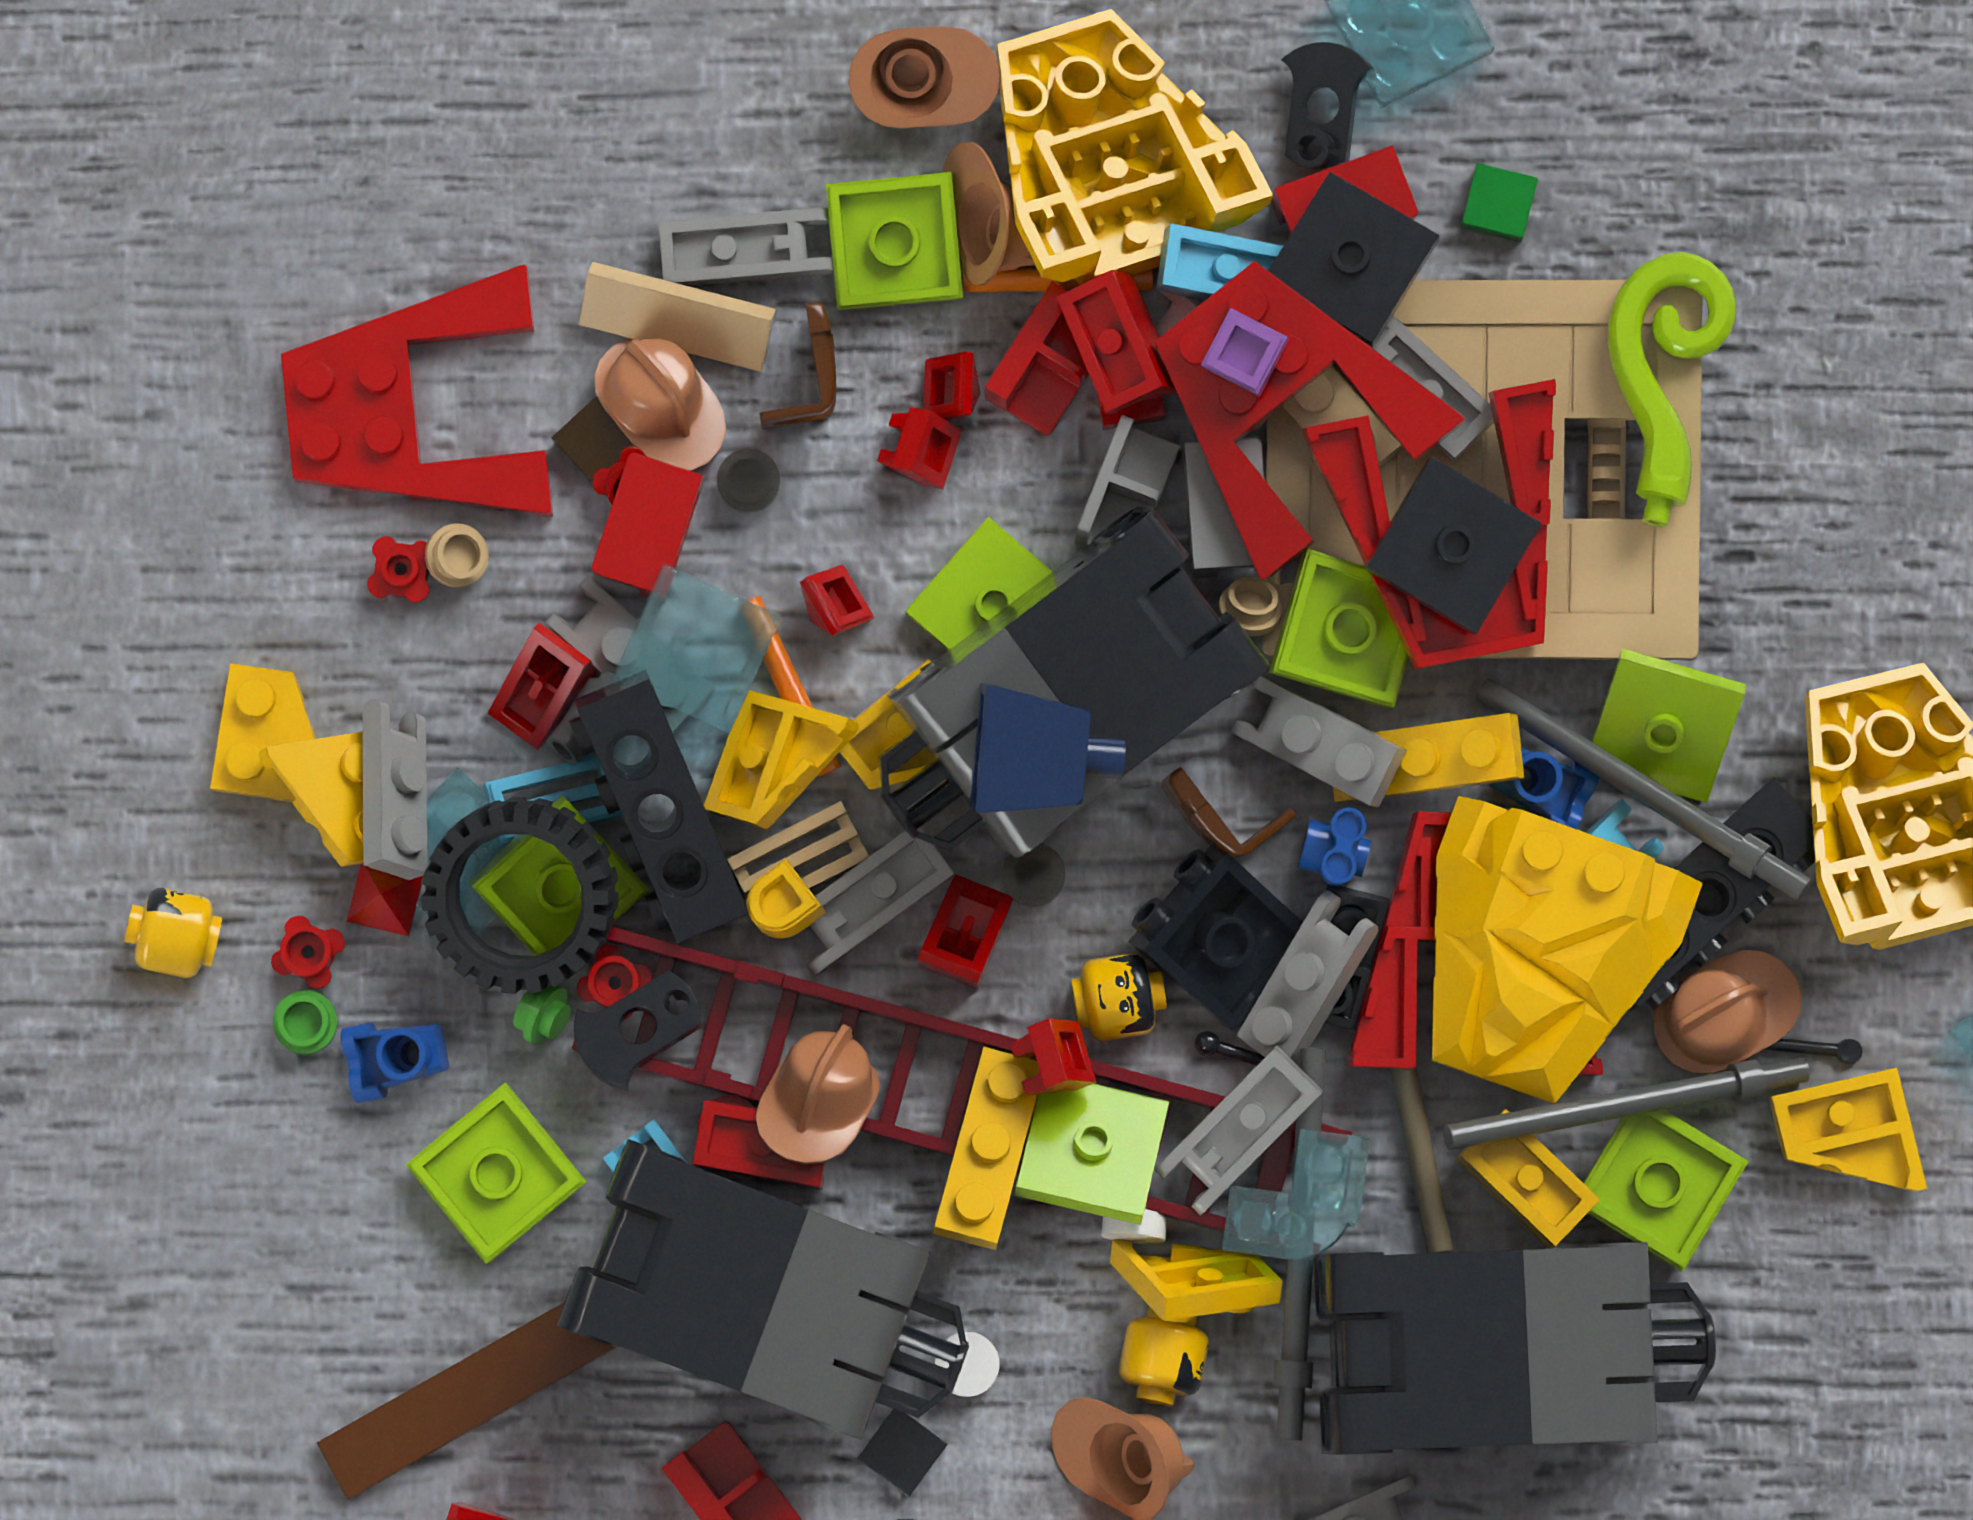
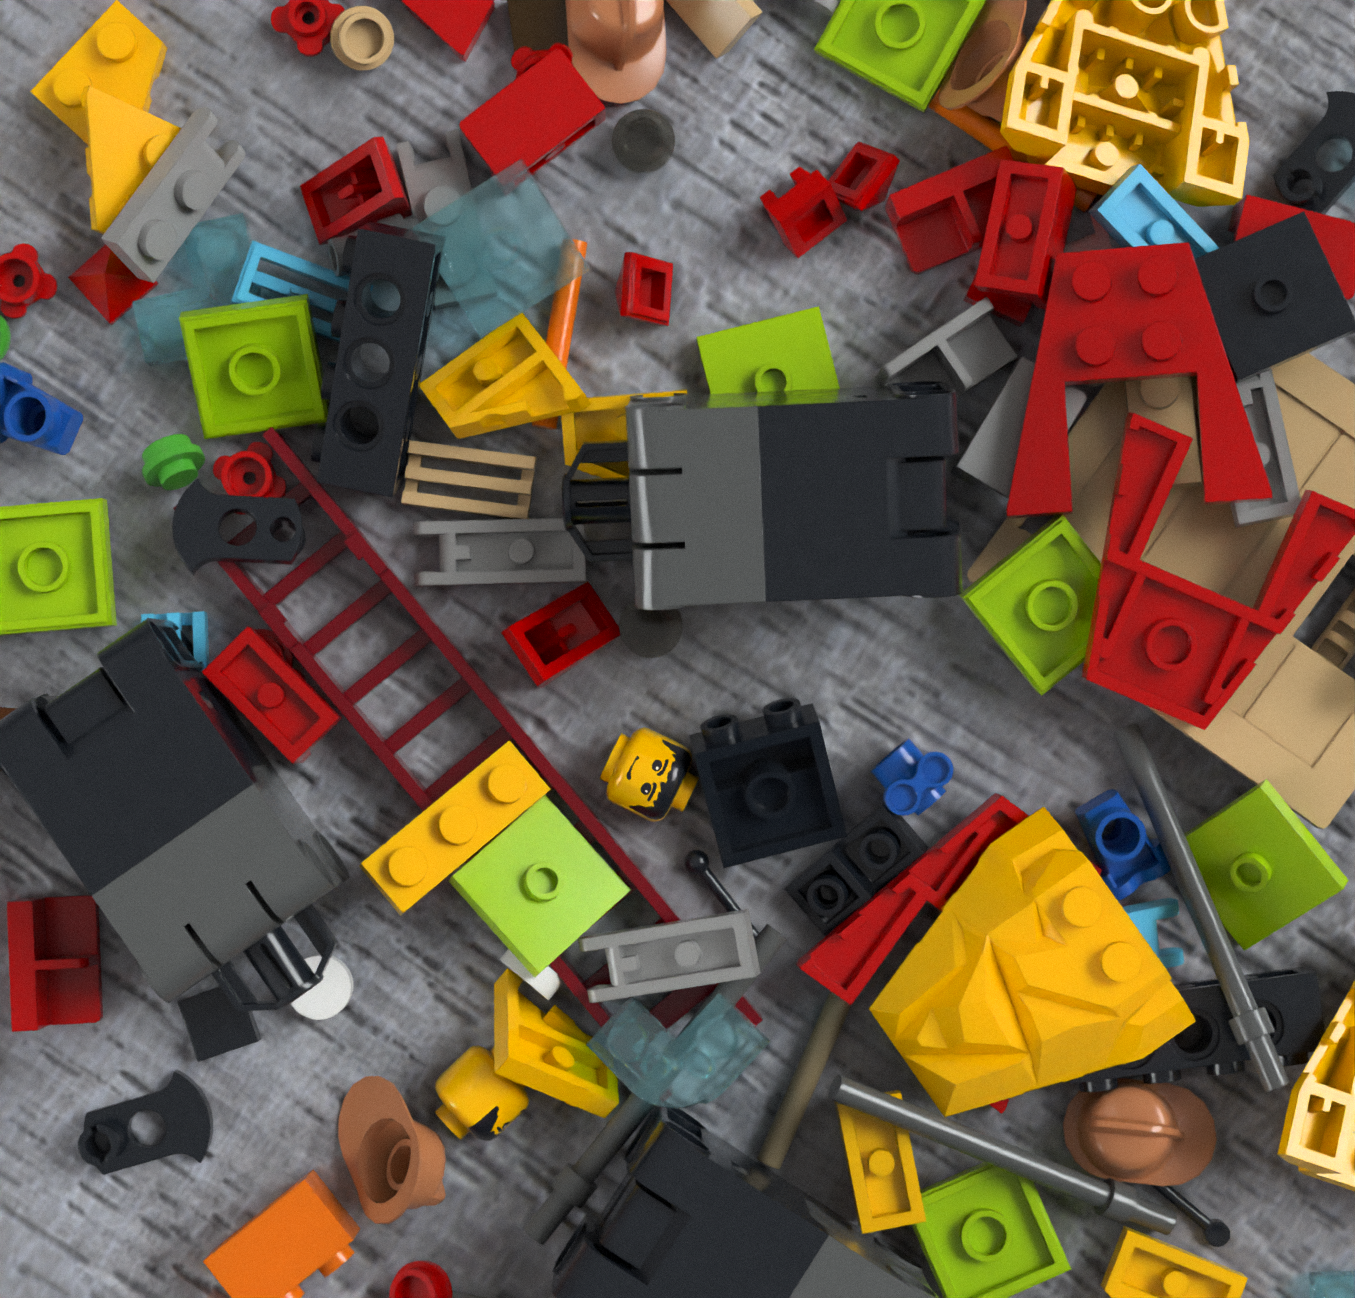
camera: 35 degrees right, 5 degrees up
(466, 948) = (145, 369): black tyre -> none
(782, 903) = (427, 507): yellow tile -> none
(818, 1098) = (341, 690): nougat piece -> none
(825, 365) = (765, 95): reddish brown piece -> none
(1035, 752) = (709, 532): dark blue torso -> none
(1059, 1054) = (562, 793): red tile -> none
(1206, 821) = (821, 687): reddish brown piece -> none
(1245, 352) = (1126, 313): medium lavender tile -> none
(1252, 604) = (983, 530): tan plate -> none
(1307, 981) = (810, 872): light grey hinge -> none
(1323, 743) = (962, 685): light grey hinge -> none
(1452, 545) = (1186, 596): black plate -> none
(1453, 755) = (1039, 756): yellow plate -> none

